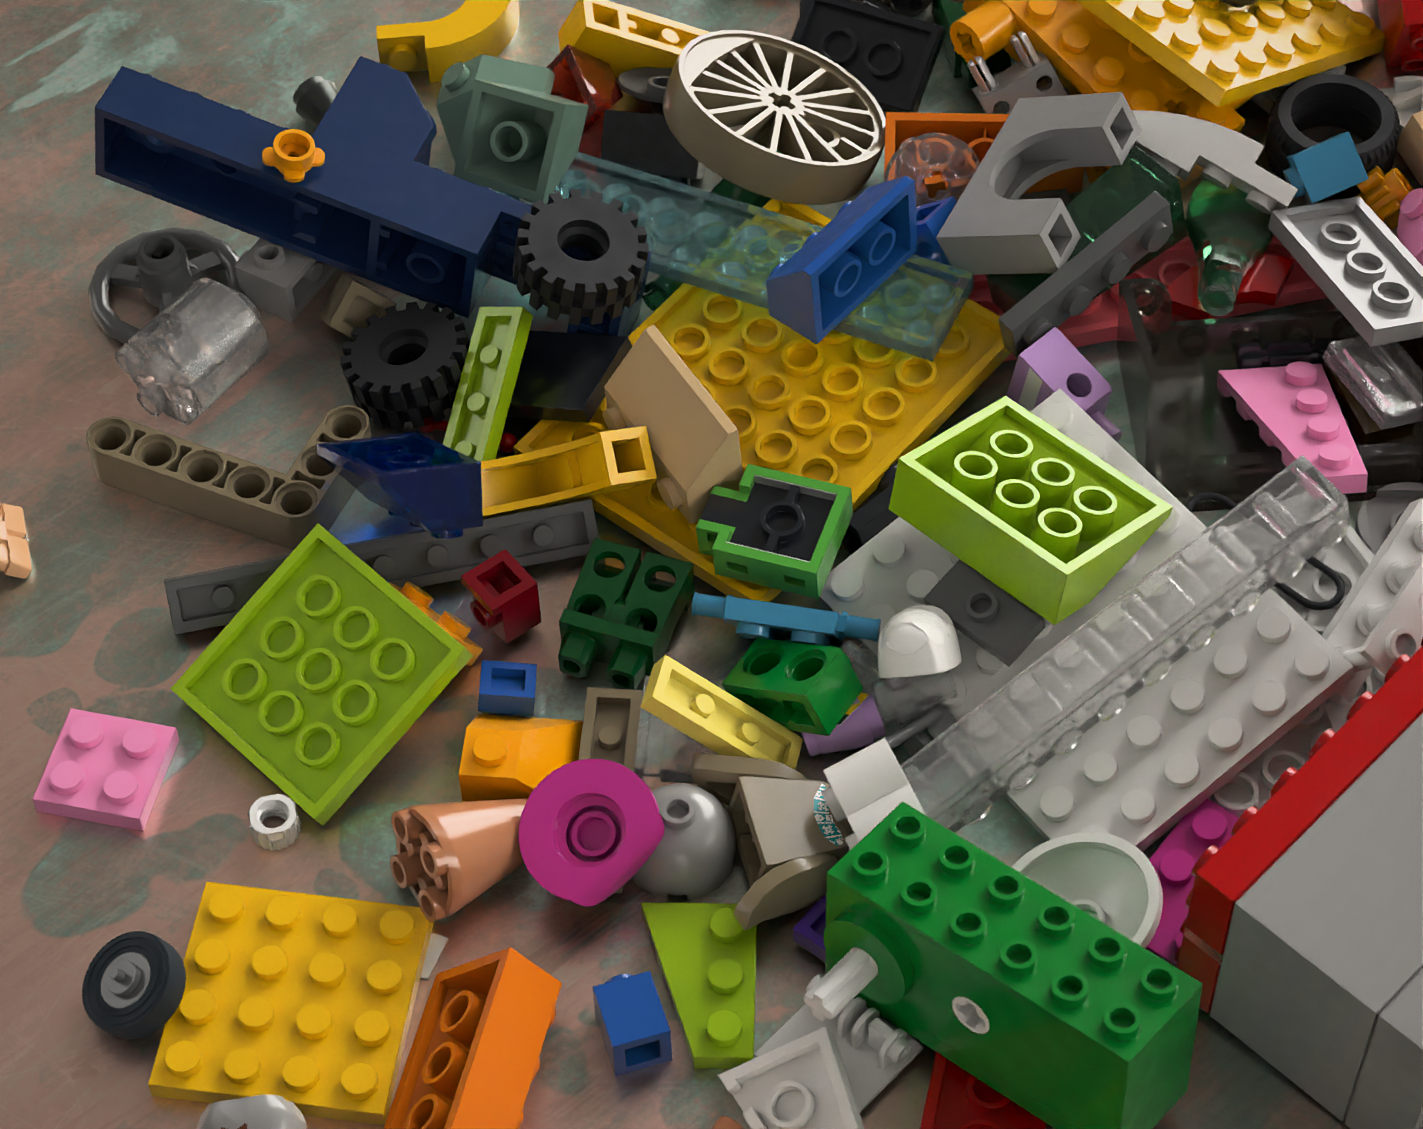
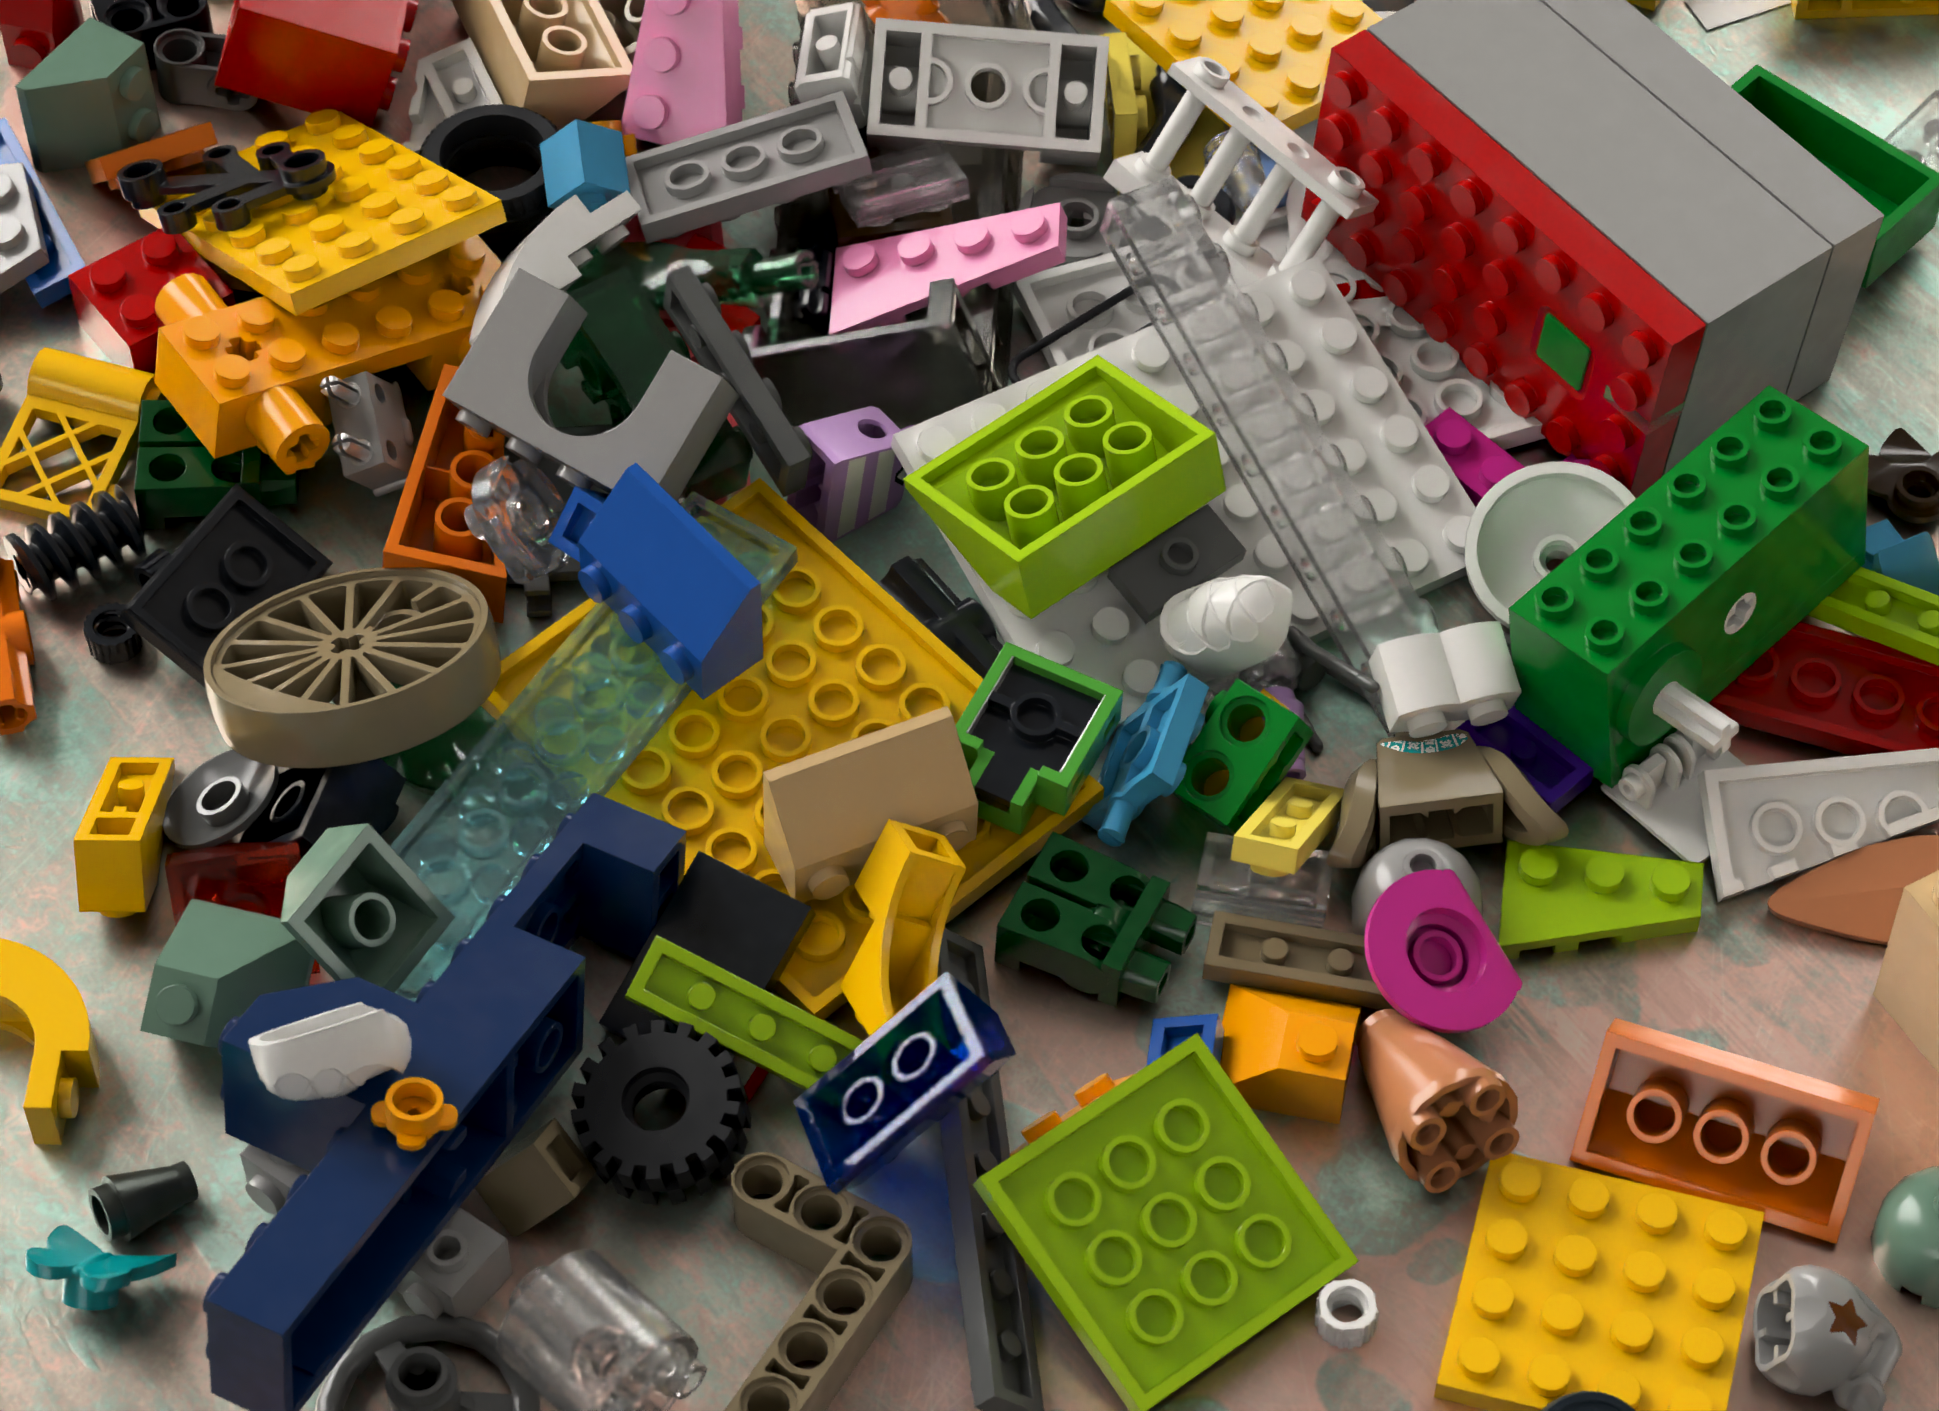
camera: 85 degrees left, 0 degrees up
(264, 87) = (88, 1274): none -> teal animal
(334, 96) = (330, 1052): none -> white piece
(503, 596) = (1072, 1044): dark red brick -> none
(576, 285) = (620, 875): black tyre -> none
(632, 1022) = (1659, 964): blue brick -> none

